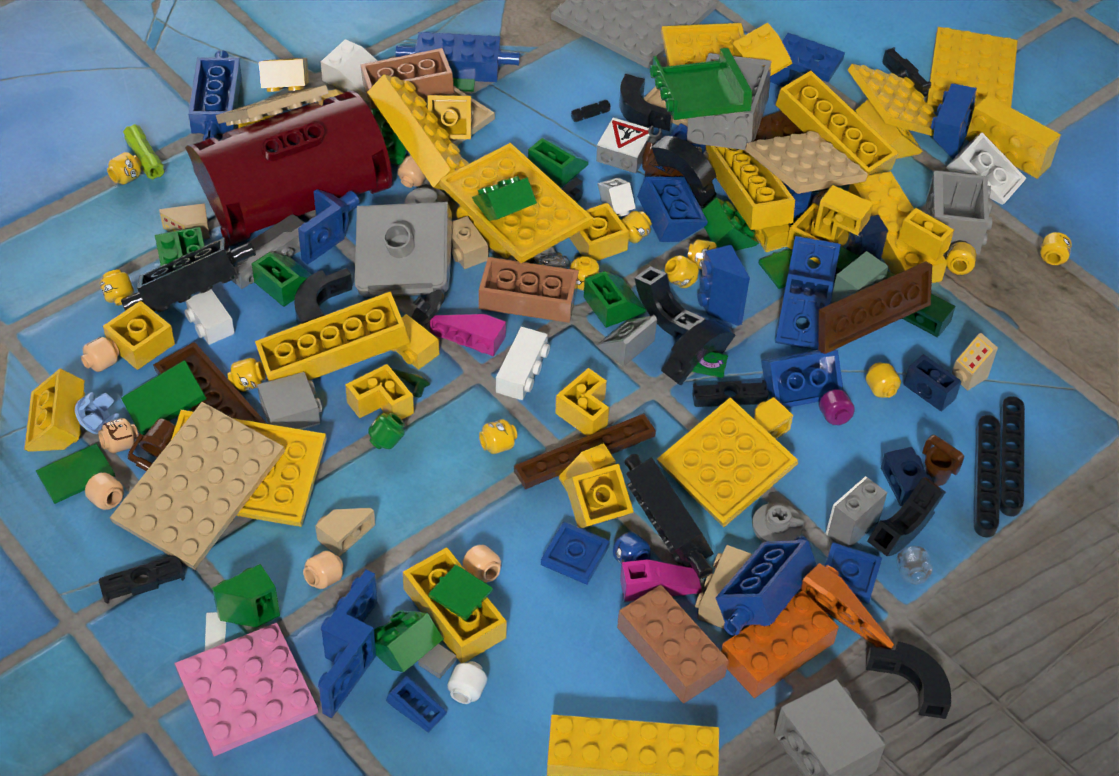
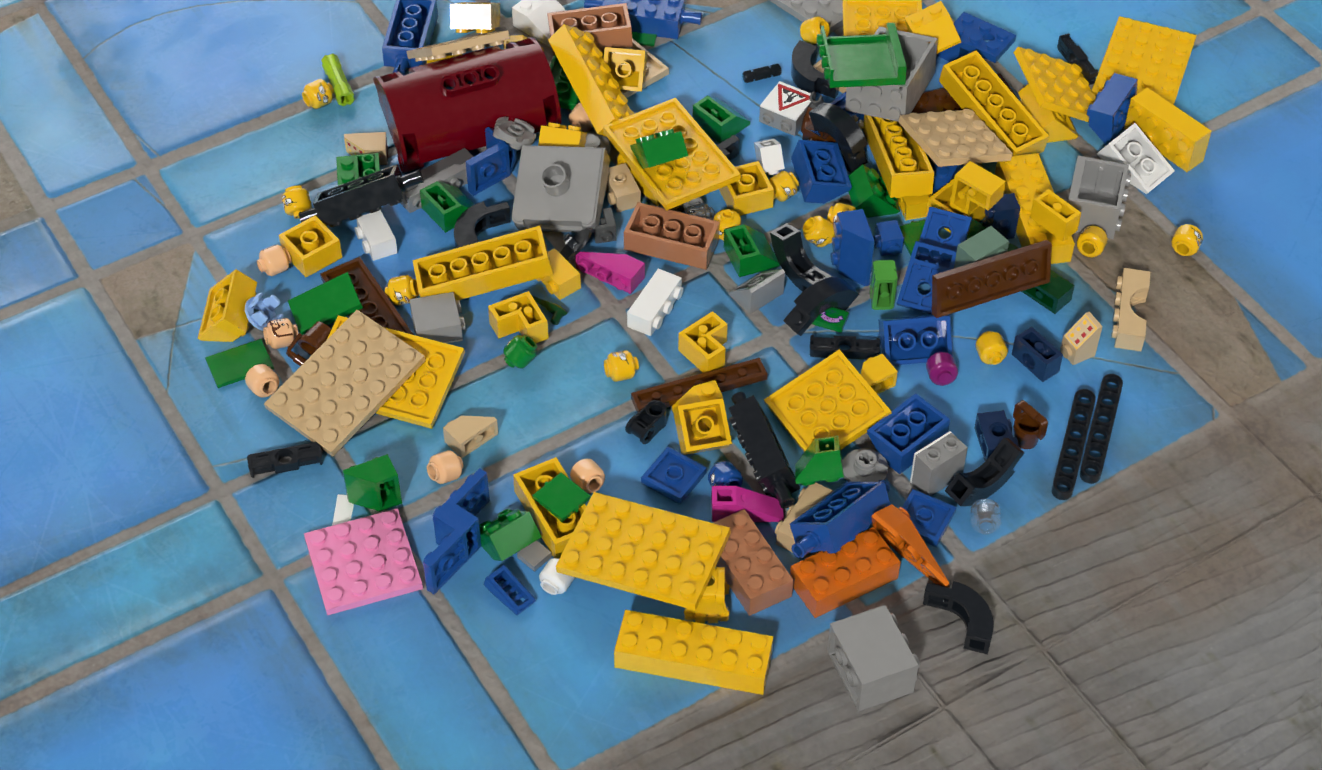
camera: 10 degrees right, 0 degrees up
(346, 193) = (514, 133): none -> light grey plate
(390, 193) = (558, 135): none -> yellow brick
(458, 287) = (607, 229): none -> dark grey bracket
(535, 498) = (648, 421): none -> black piece
(562, 645) = (644, 550): none -> yellow plate
(637, 62) = (812, 27): none -> yellow head
(638, 686) = (712, 604): none -> yellow piece
(733, 523) = (820, 462): none -> green slope
(757, 270) = (888, 238): none -> blue brick
(760, 323) = (883, 284): none -> bright green brick
(817, 480) = (907, 431): none -> blue slope
(1017, 346) = (1130, 328): none -> tan arch

